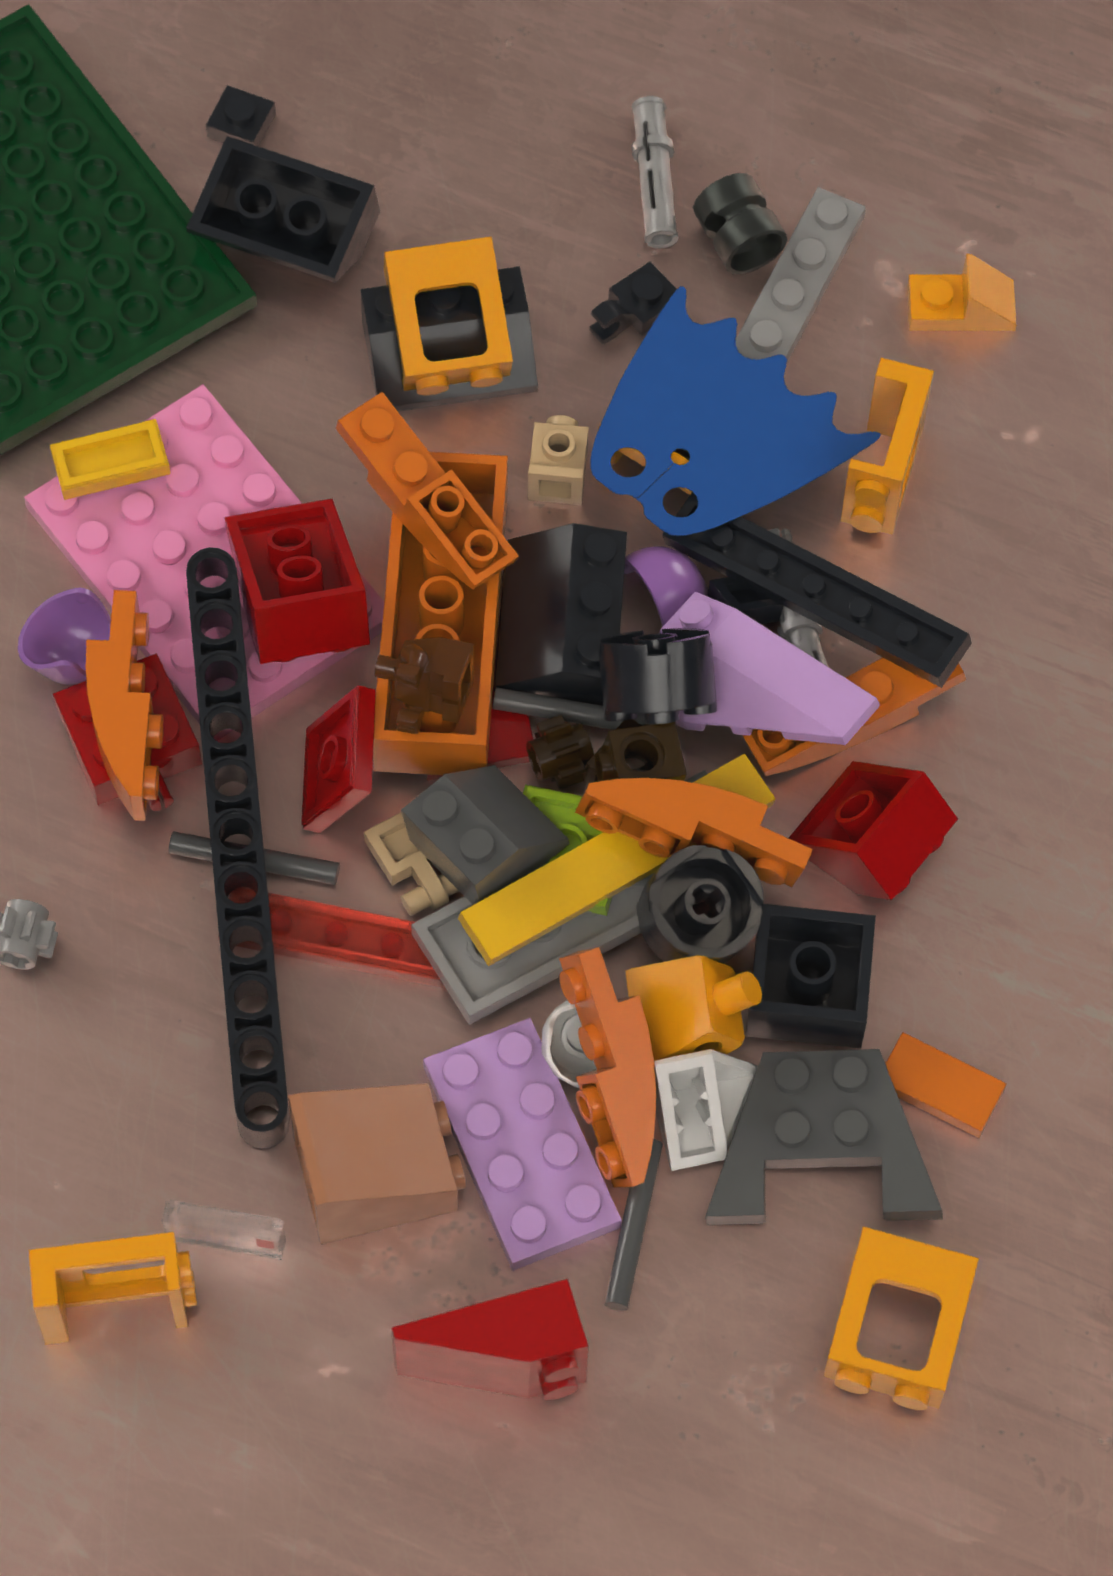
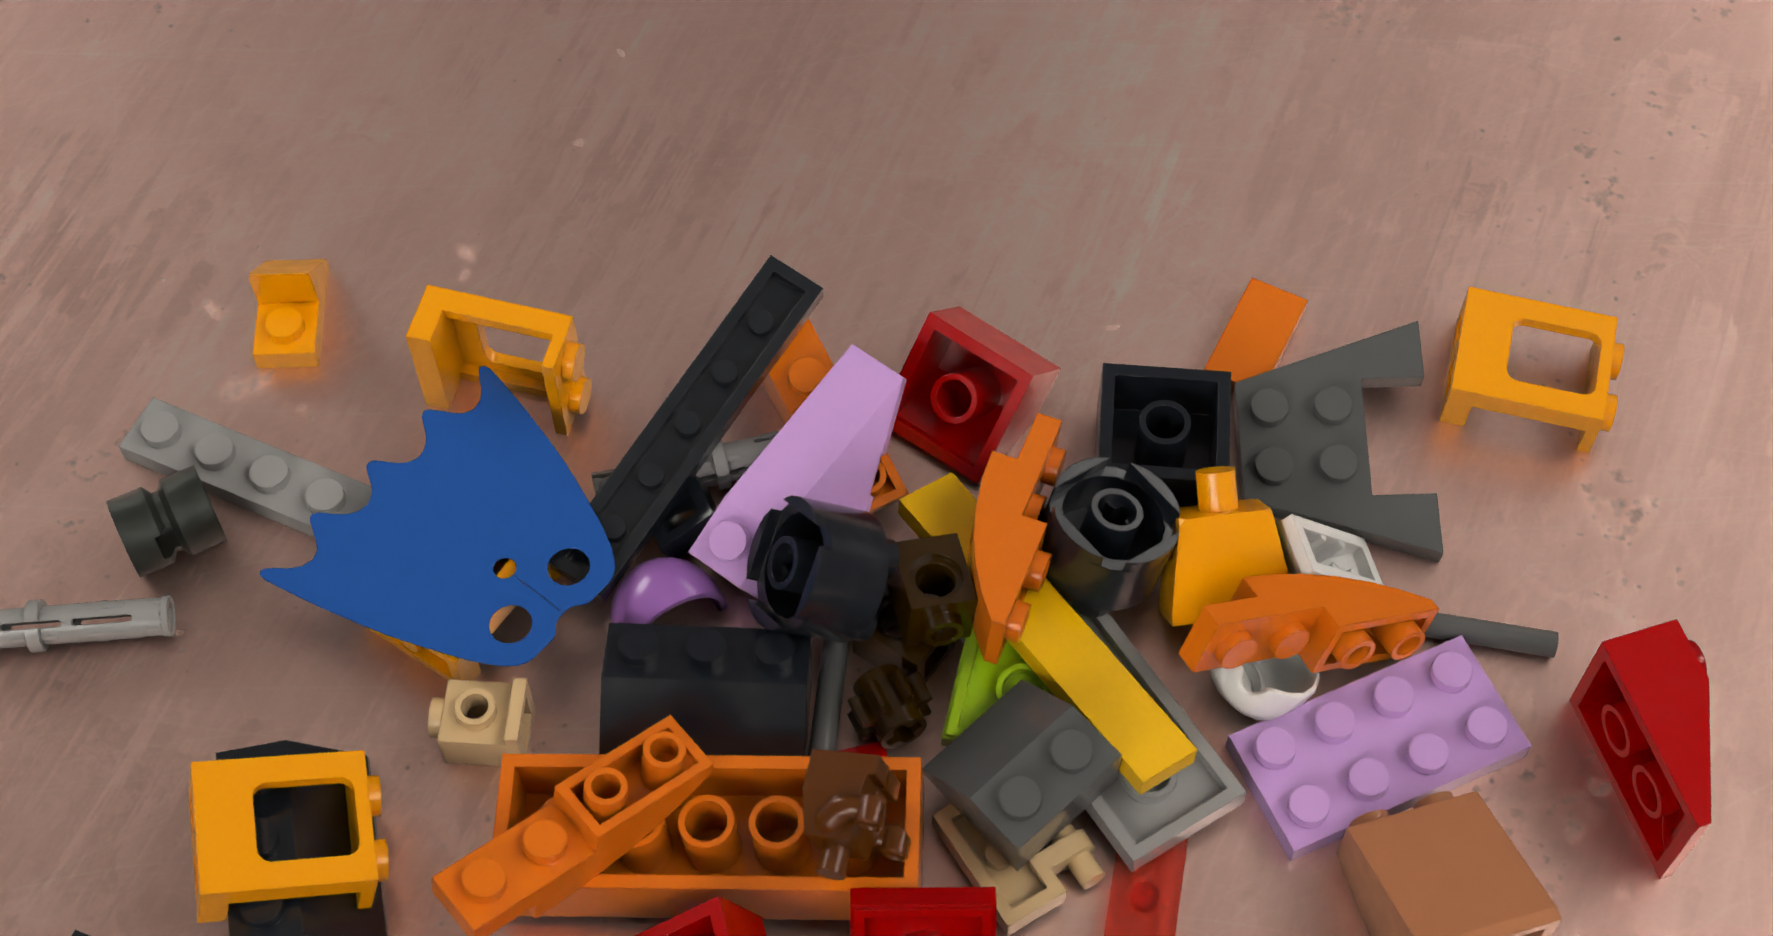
camera: 90 degrees left, 5 degrees down
(632, 302) = (258, 640): black plate -> none

